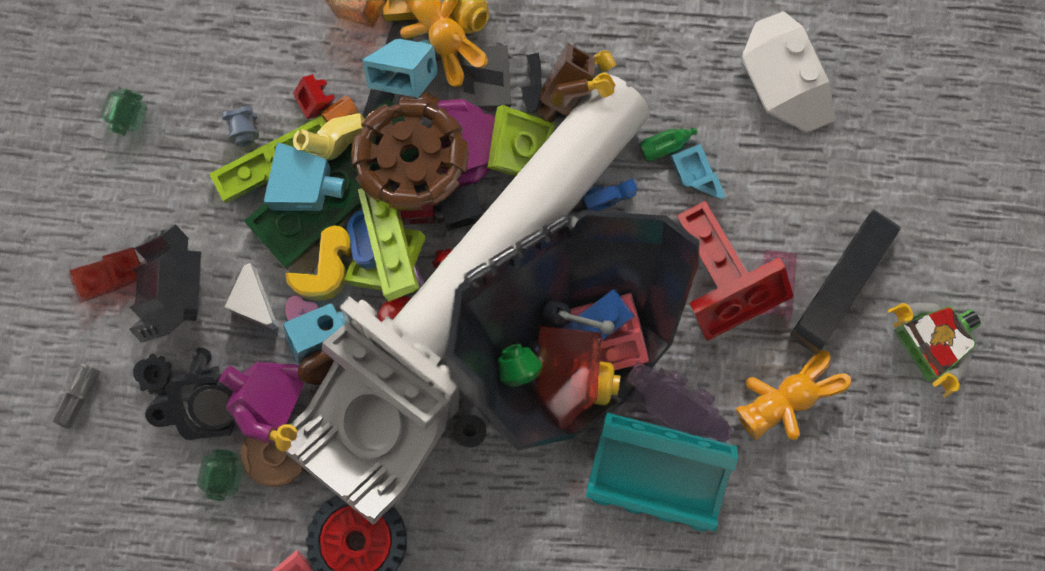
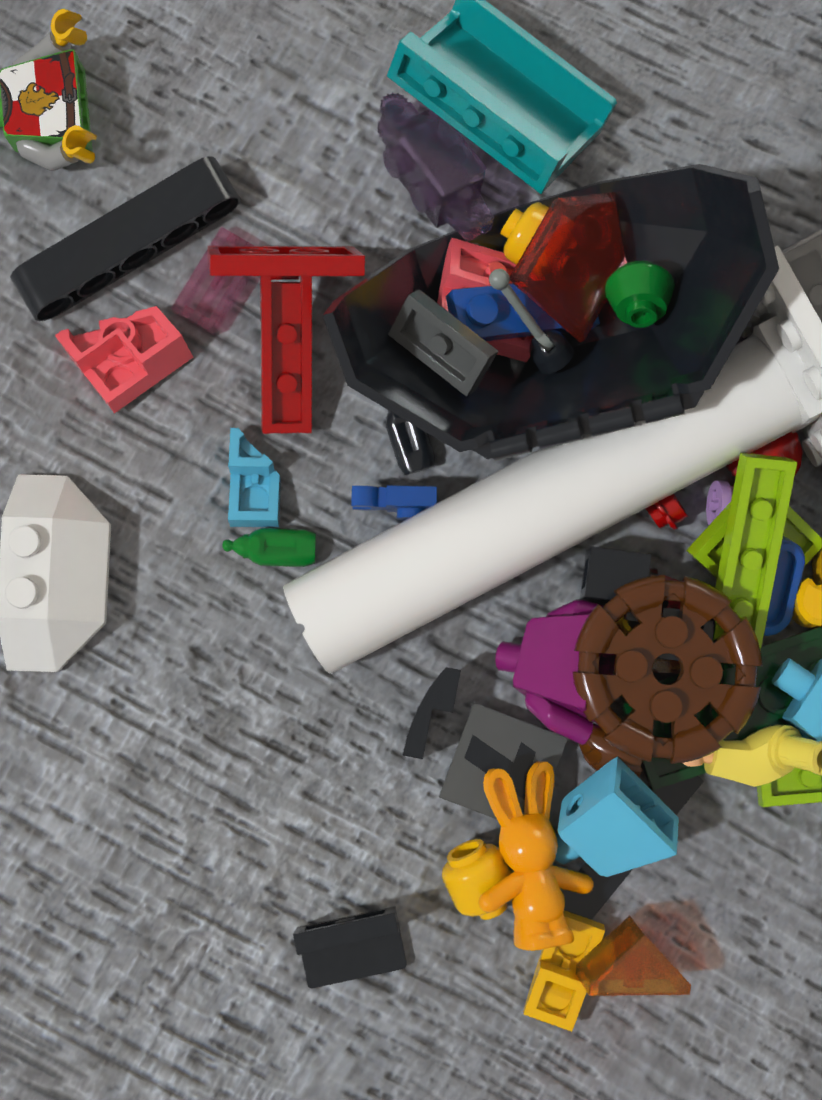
camera: 155 degrees left, 5 degrees up
(310, 96) = (768, 846): red tile -> none
(340, 108) = (732, 803): orange tile -> none
(516, 139) = (491, 634): lime tile -> none
(572, 79) = (373, 689): reddish brown torso -> none
(623, 279) = (442, 342): none -> dark grey plate
(794, 394) = (272, 118): light orange animal -> none
(809, 214) = (127, 354): none -> coral slope

